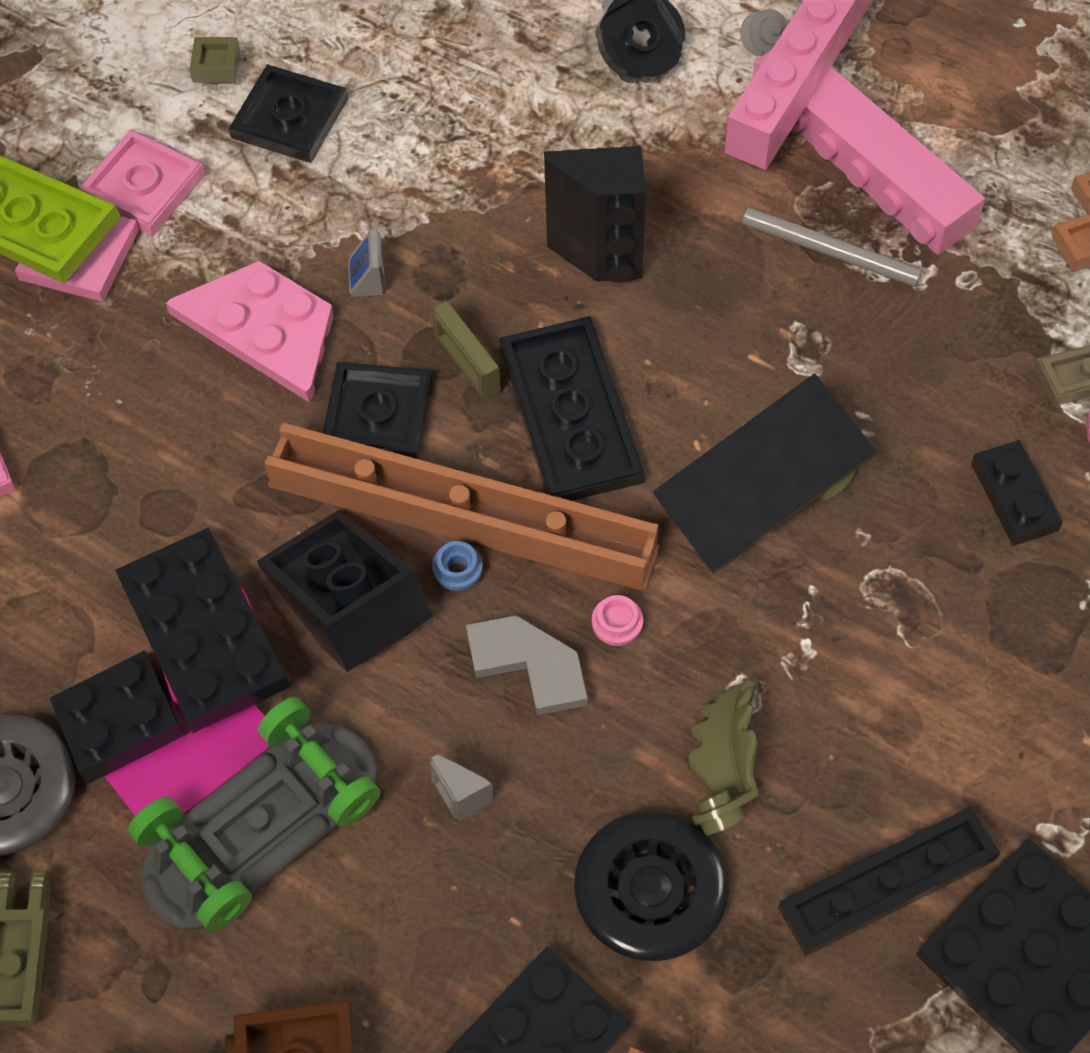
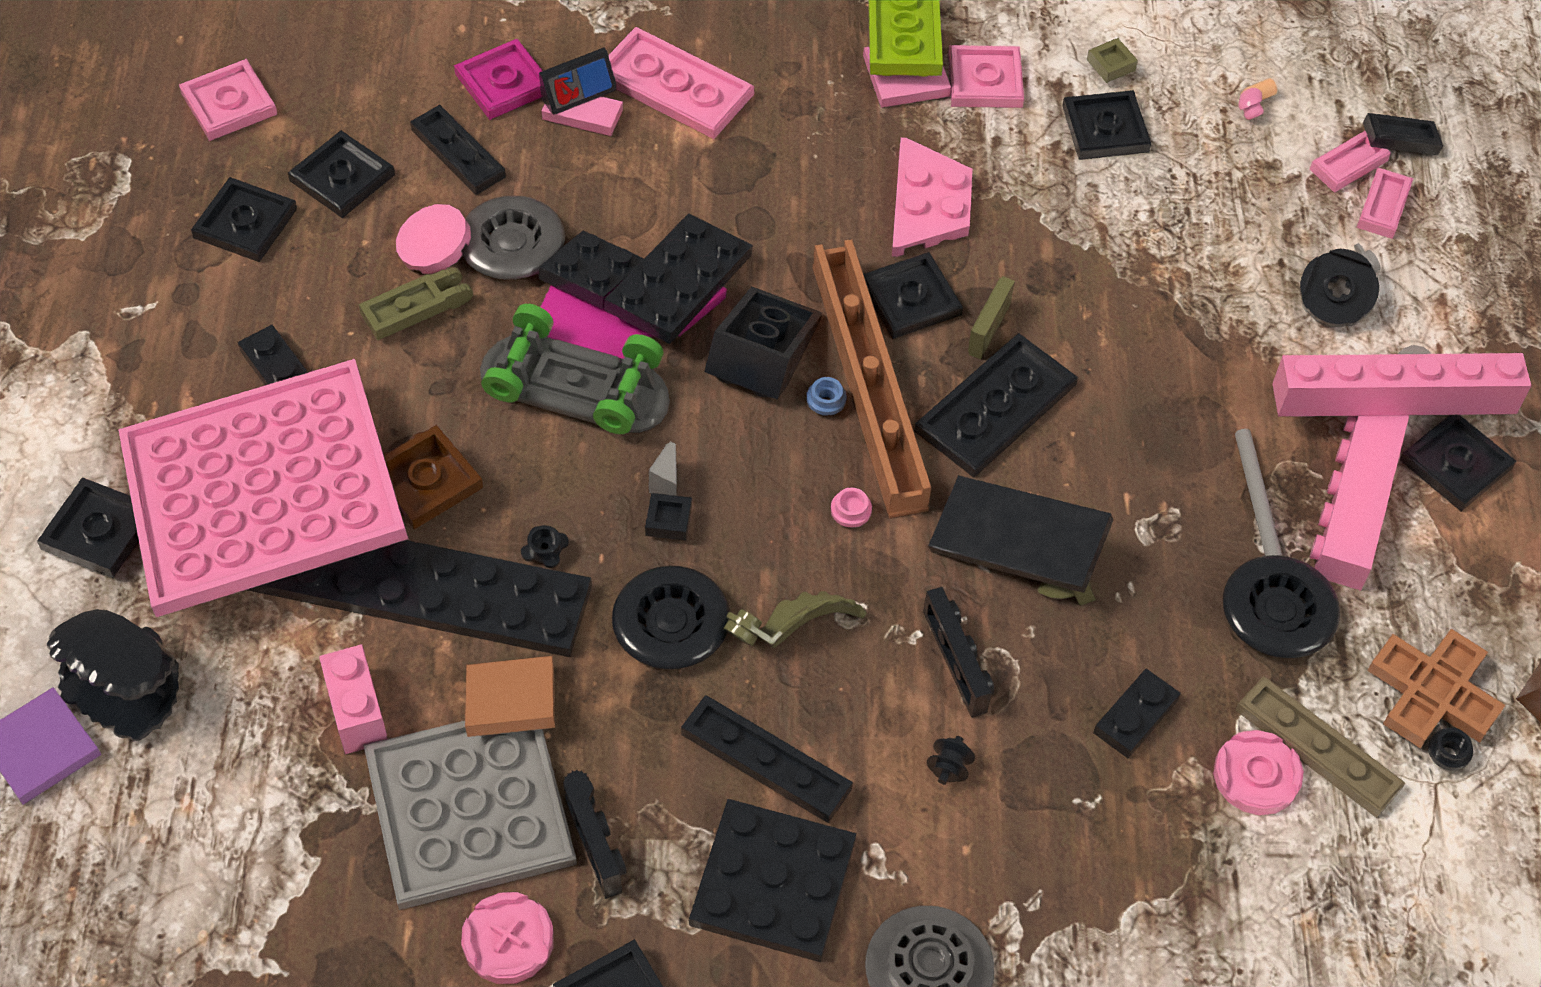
camera: 55 degrees right, 5 degrees down
(367, 267) = (1017, 233): light grey slope -> none
(451, 975) = (543, 536): none -> black plate
(515, 816) = (668, 516): none -> black plate
(517, 645) = (790, 487): light grey tile -> none
(597, 210) = (1153, 329): black slope -> none
(863, 615) = (958, 651): none -> black plate
(889, 64) = (1457, 461): none -> black tile
(966, 307) = (1276, 617): none -> black wheel
(989, 694) = (950, 760): none -> black wheel

